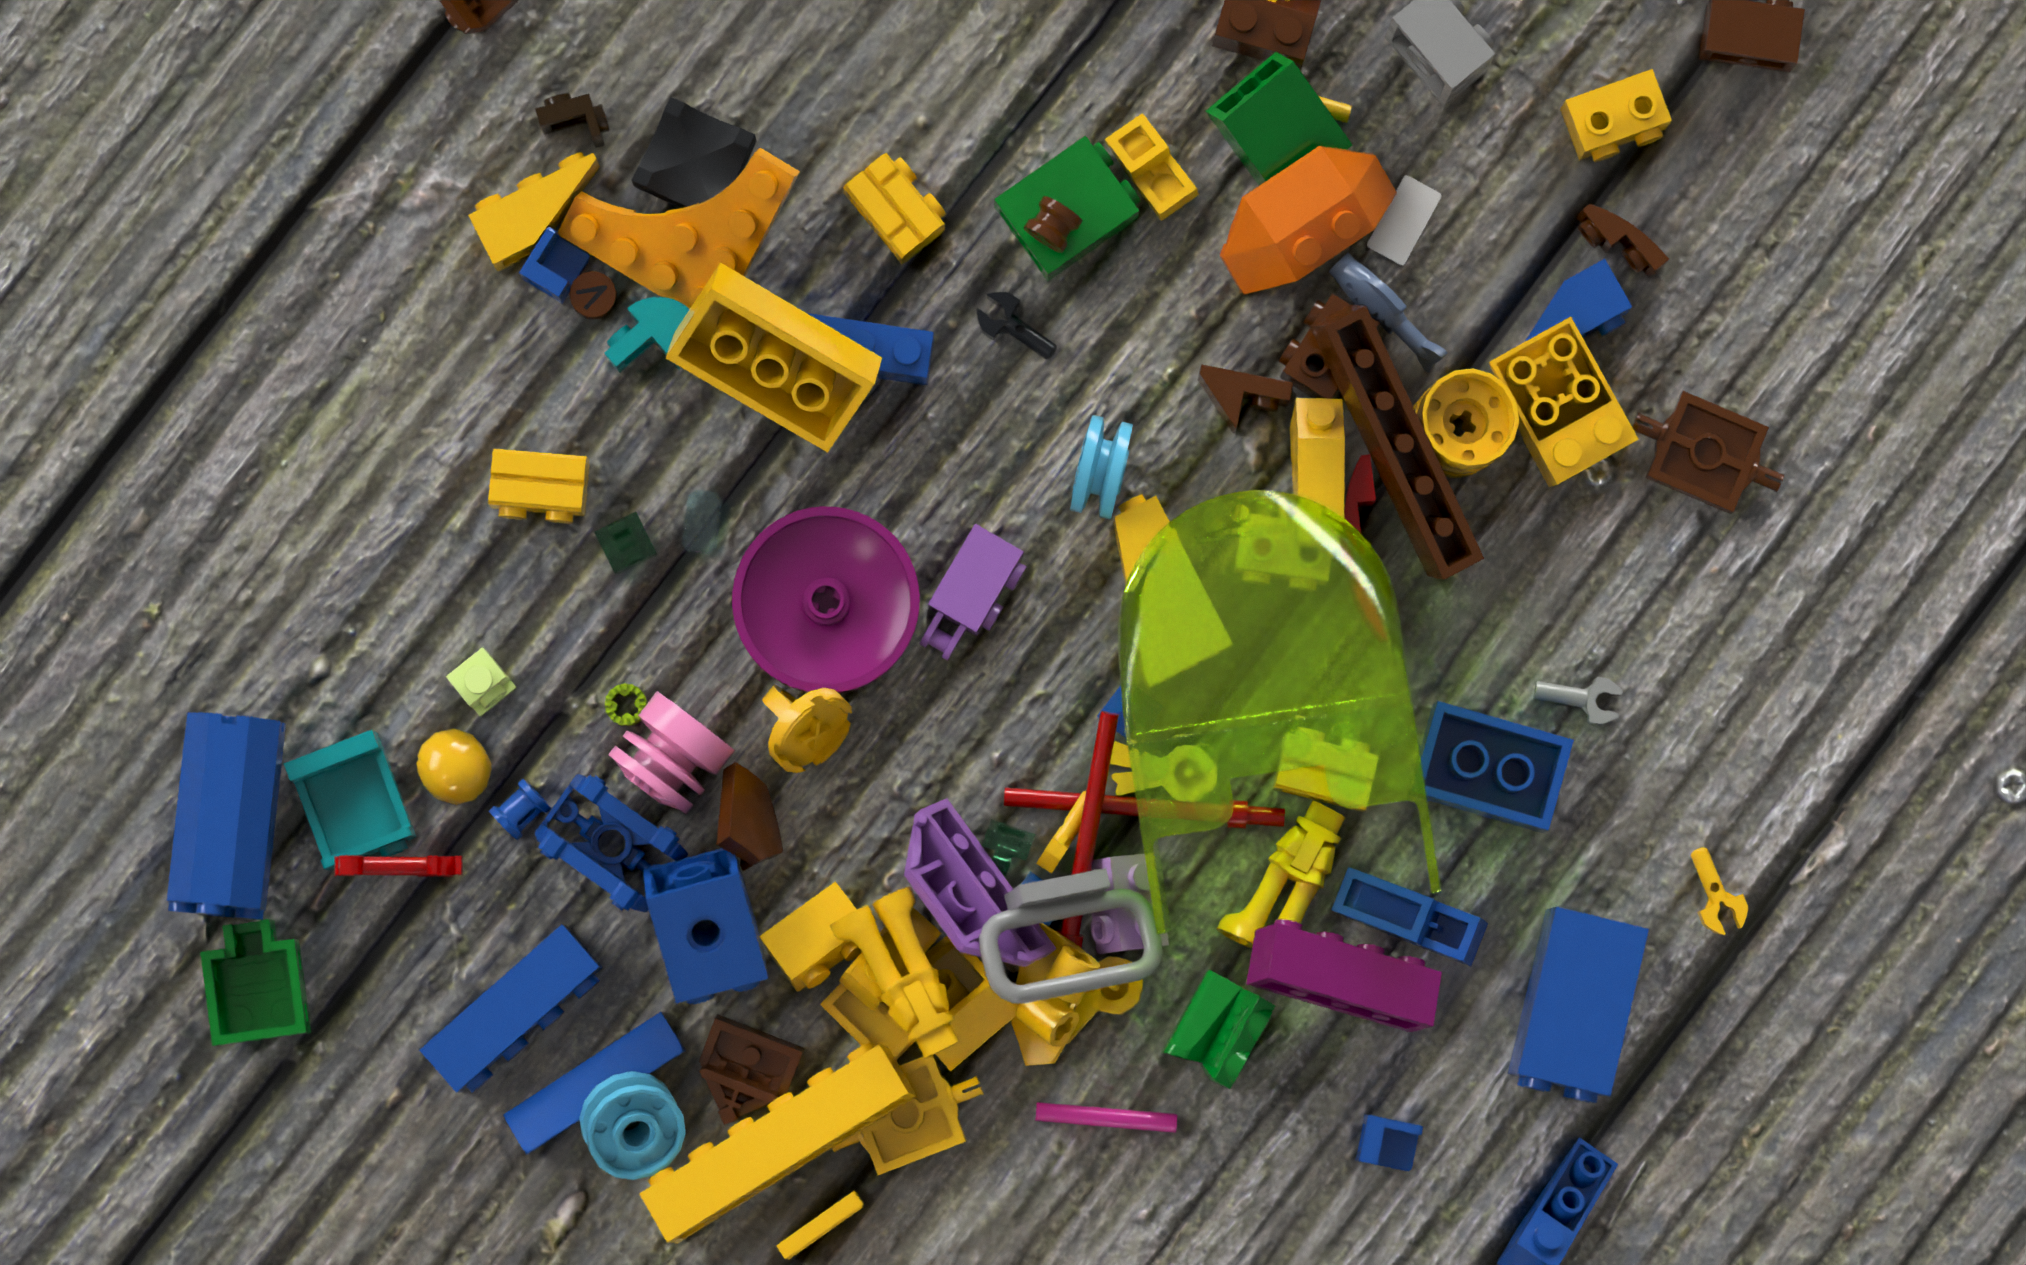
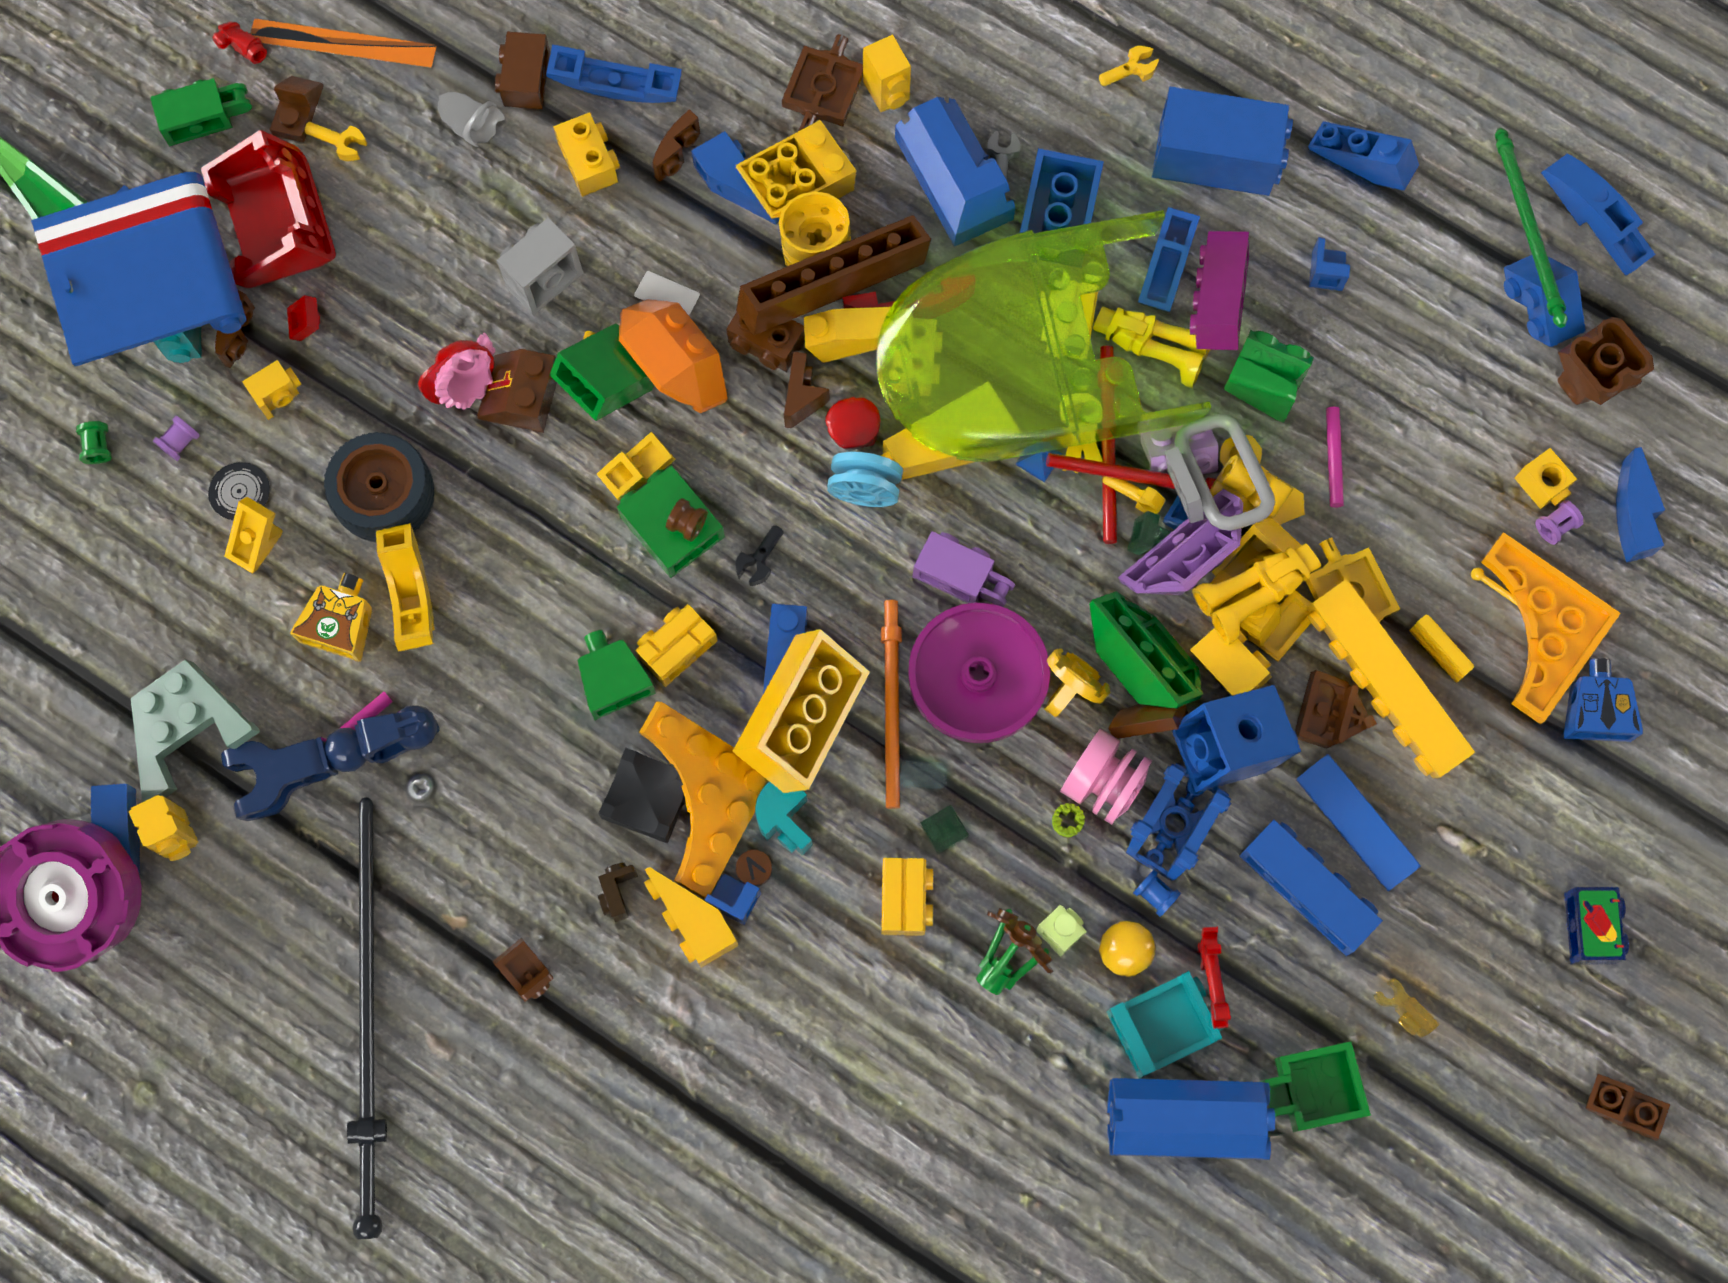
camera: 90 degrees left, 10 degrees down
(334, 1121) = (1412, 1014): none -> clear yellow plate
(463, 618) = (997, 971): none -> plant
(646, 1147) = (1389, 786): medium azure wheel -> none
(835, 823) = (1143, 653): none -> green wedge
(859, 122) = (611, 675): none -> green torso
(890, 492) = (892, 636): none -> orange bar
(1188, 458) = (853, 423): none -> red hair
(1384, 307) = (724, 304): sand blue animal -> none
(1551, 621) = (954, 170): none -> blue brick
(1707, 539) = (886, 73): none -> yellow brick
(1736, 157) = (612, 79): none -> blue slope

